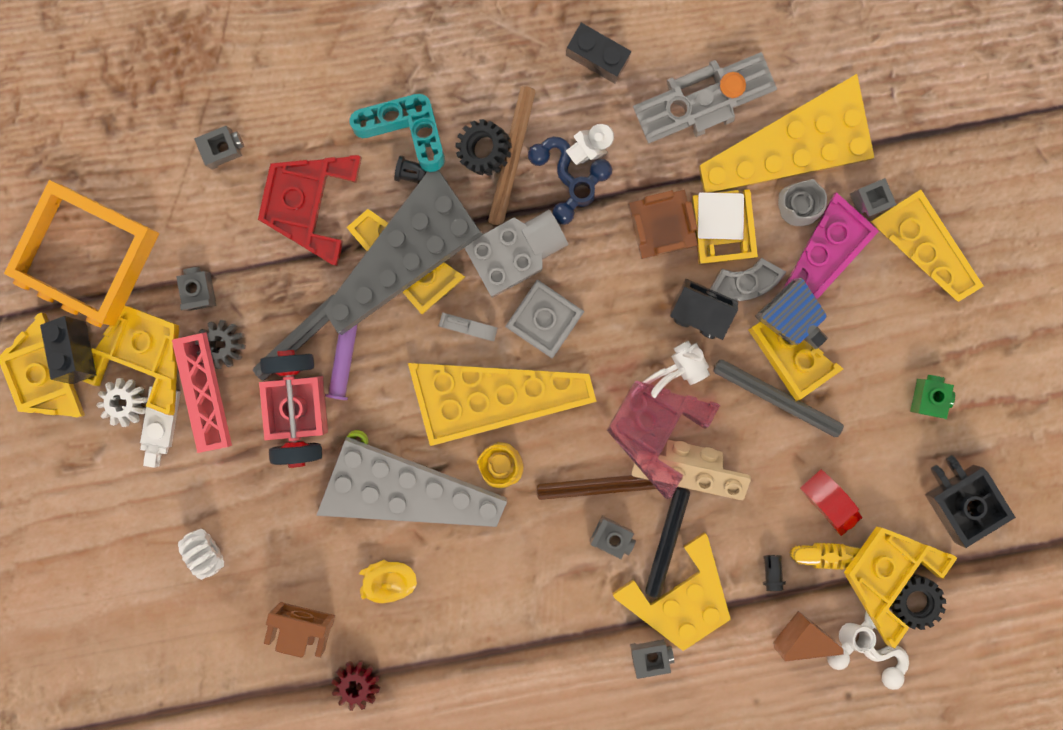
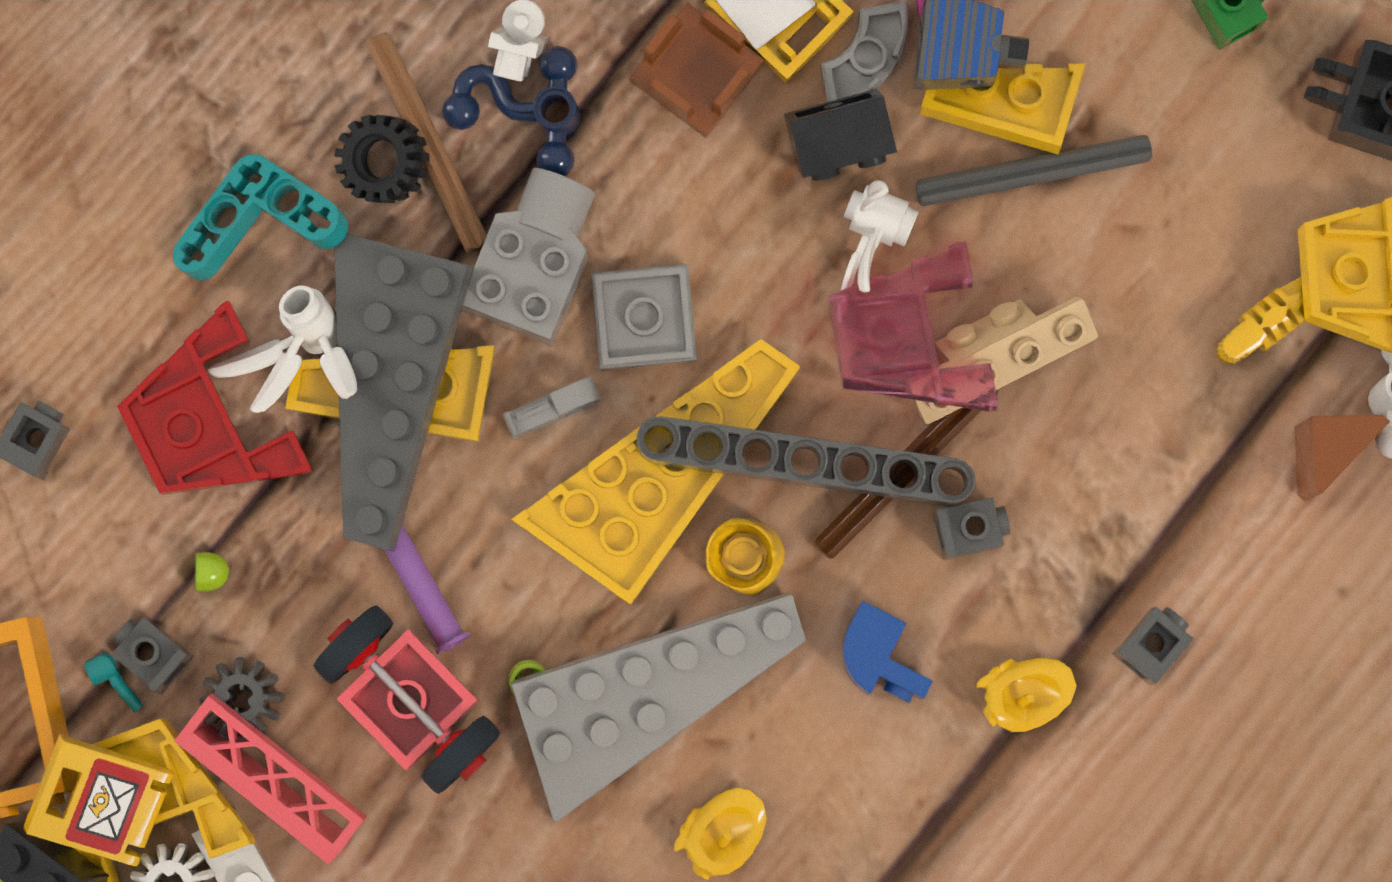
camera: 40 degrees left, 5 degrees down
(119, 345) = (108, 804): none -> container
(169, 278) = (106, 668): none -> teal hand
(252, 274) = (210, 571): none -> lime hinge
(299, 336) = (337, 603): dark grey axle -> none
(388, 197) = (314, 328): none -> white plant
(402, 174) = (295, 265): black bush -> none
(521, 554) = (867, 653): none -> blue brick
(566, 462) = (829, 455): none -> dark grey beam
(576, 632) = (1026, 693): none -> yellow hat
(667, 542) = (1047, 475): black axle -> none
(688, 609) = (1150, 539): yellow wing -> none
(773, 573) = (1219, 401): black pin -> none
(832, 502) = (1215, 244): red brick -> none

